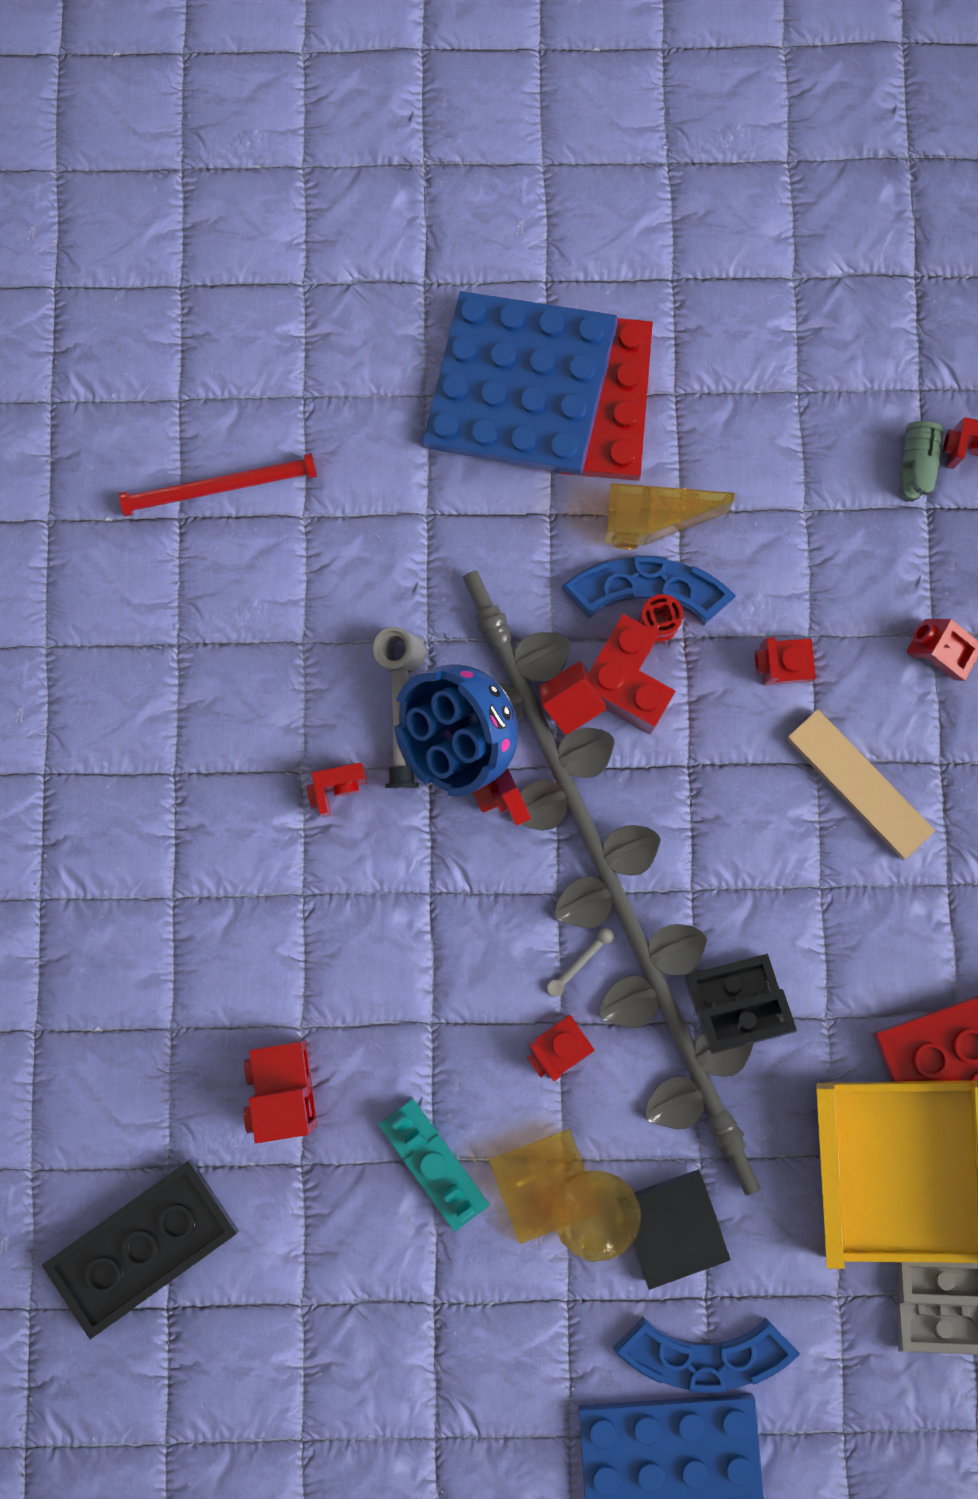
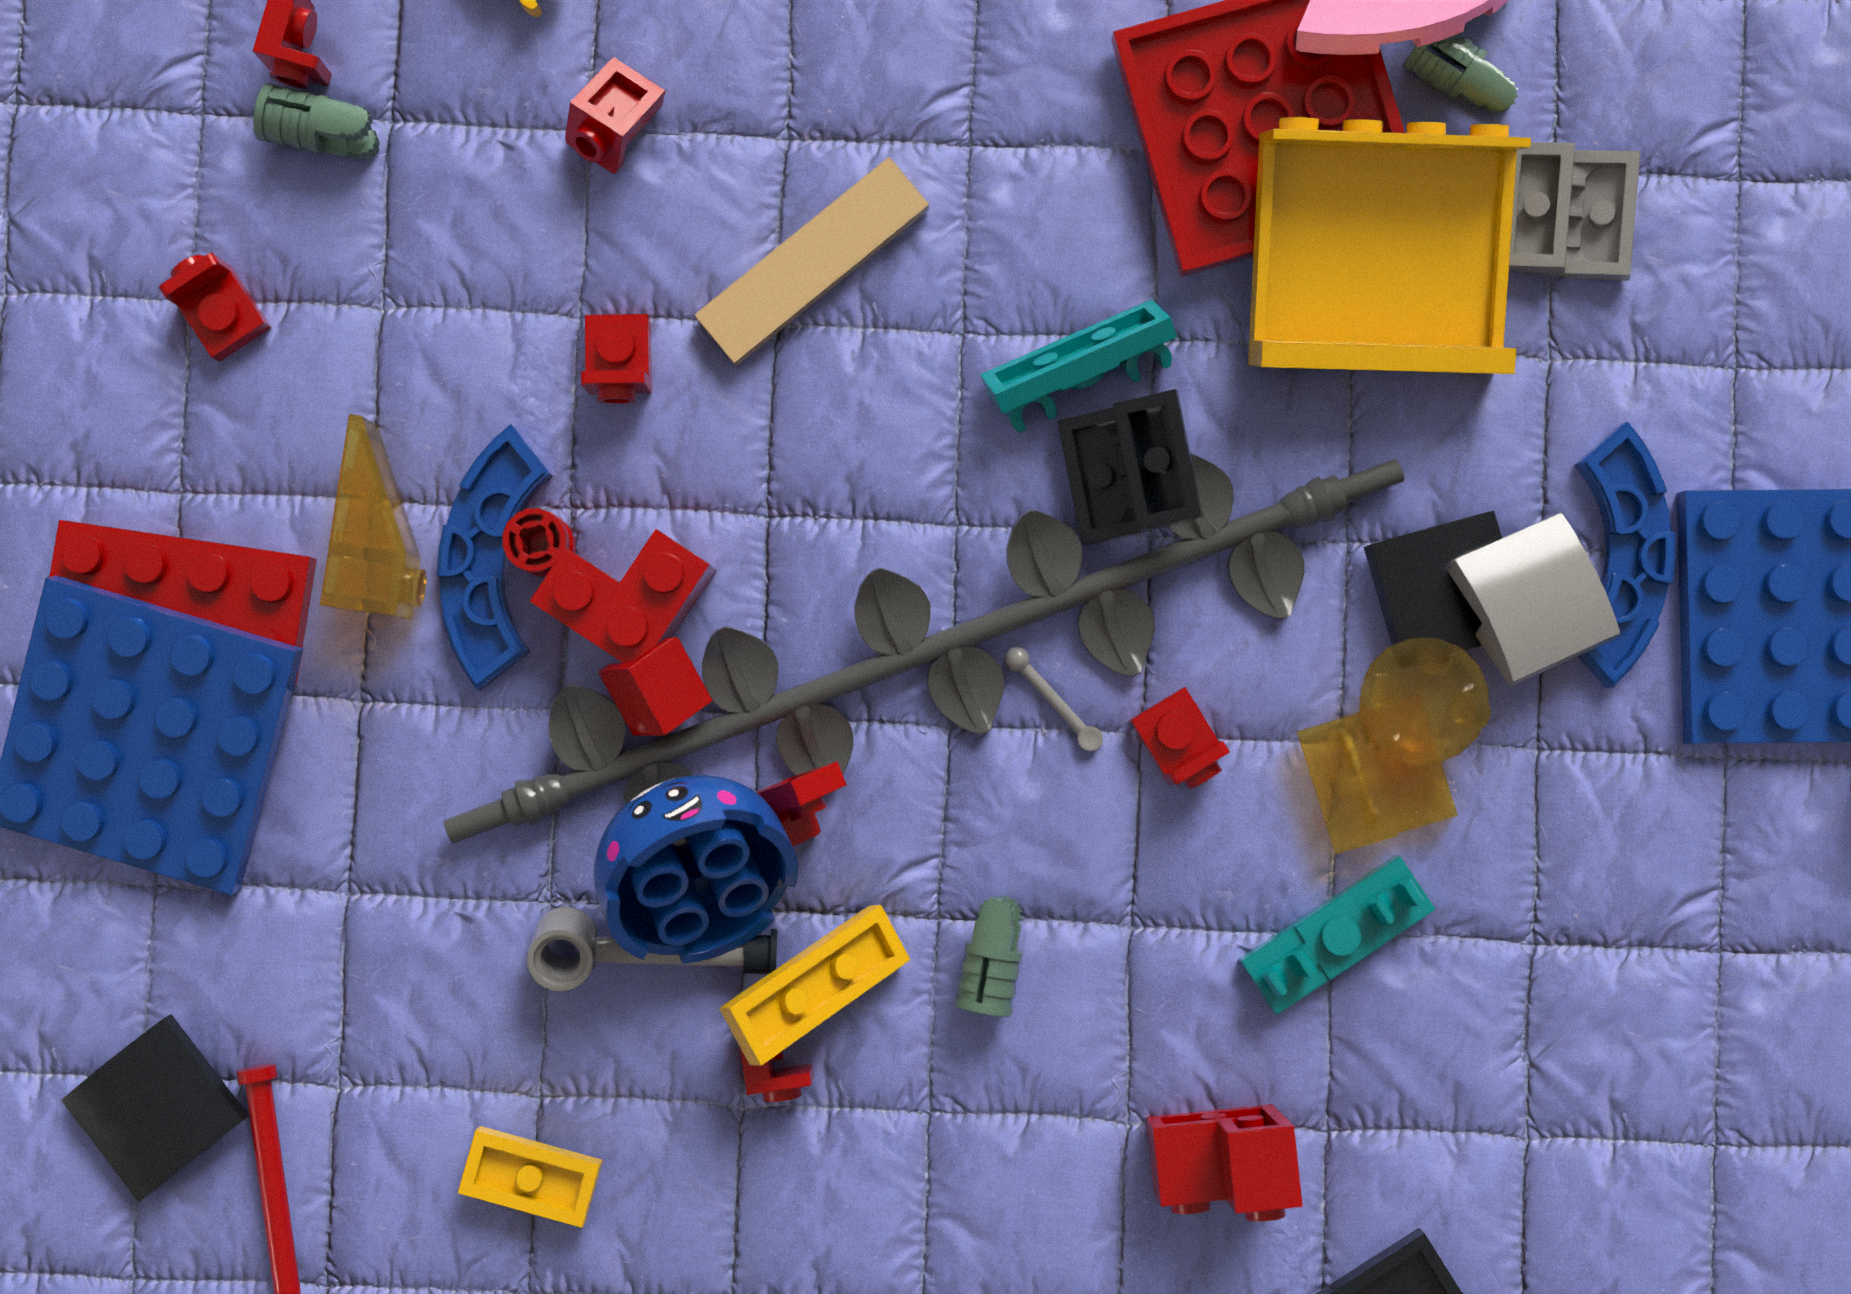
camera: 90 degrees left, 5 degrees up
(252, 639) = (530, 1176): none -> yellow plate
(287, 405) = (154, 1107): none -> black slope
(384, 812) = (814, 985): none -> yellow plate
(406, 929) = (992, 959): none -> sand green hinge
(671, 1292) = (1535, 599): none -> light grey slope
(797, 406) = (214, 304): none -> red bracket
(809, 967) = (1080, 360): none -> teal plate

